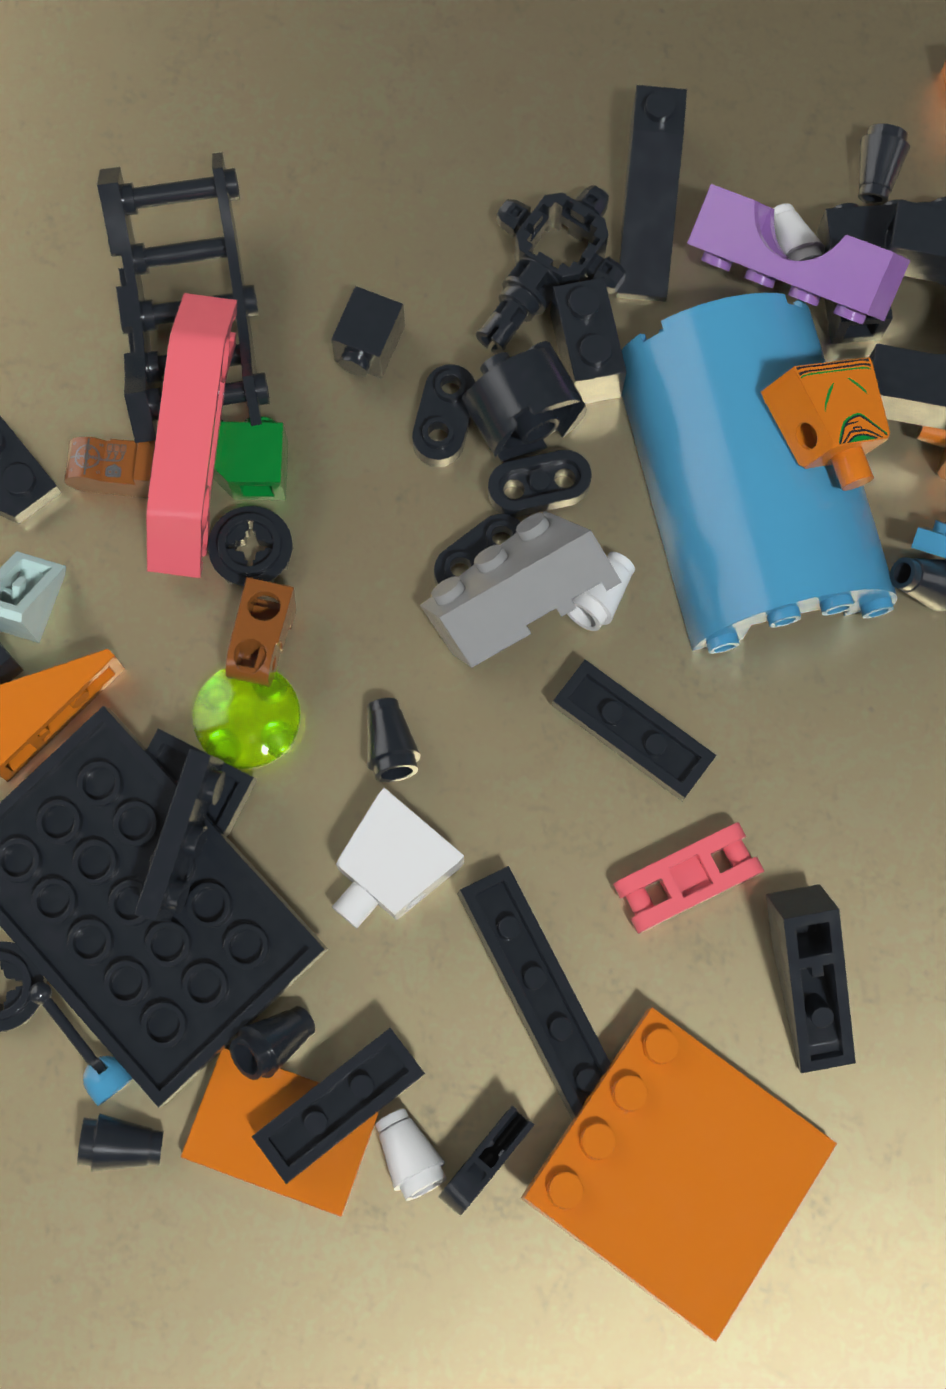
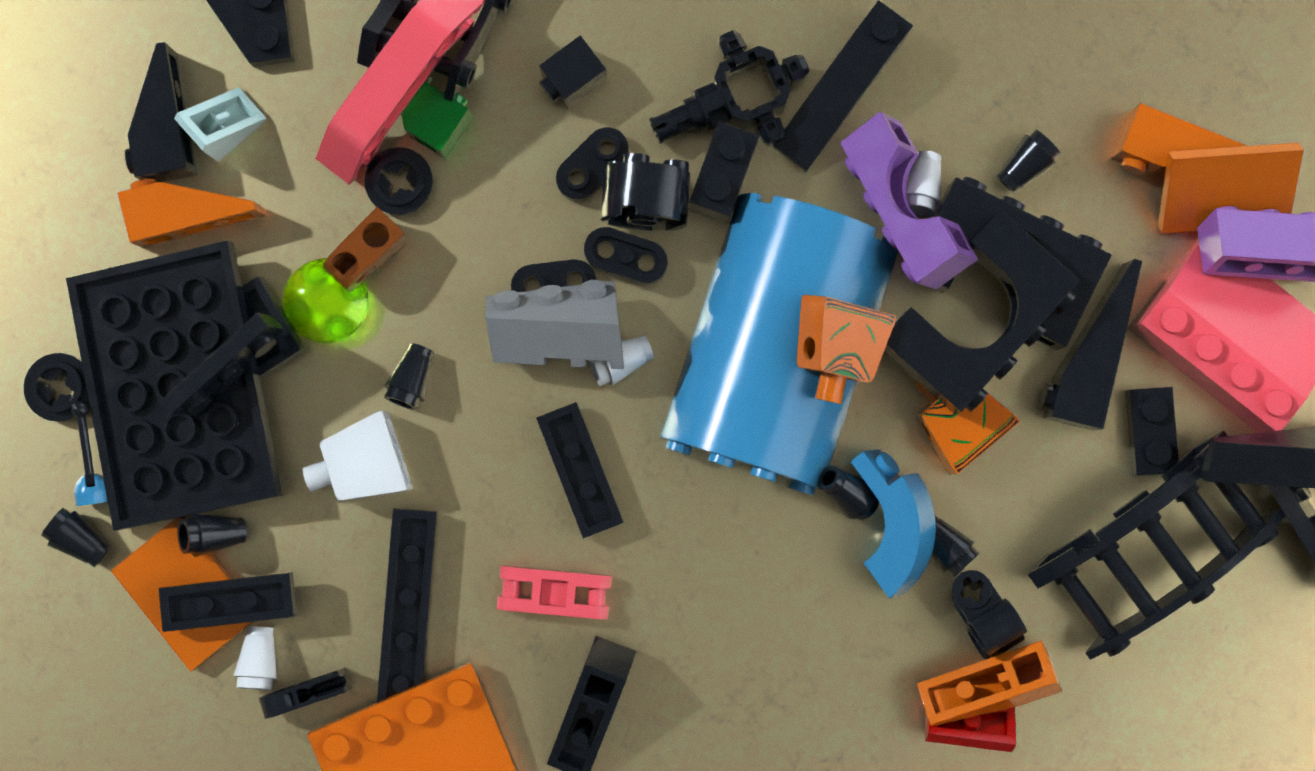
camera: 35 degrees right, 10 degrees up
(110, 466) = (332, 62): dark orange leg -> none

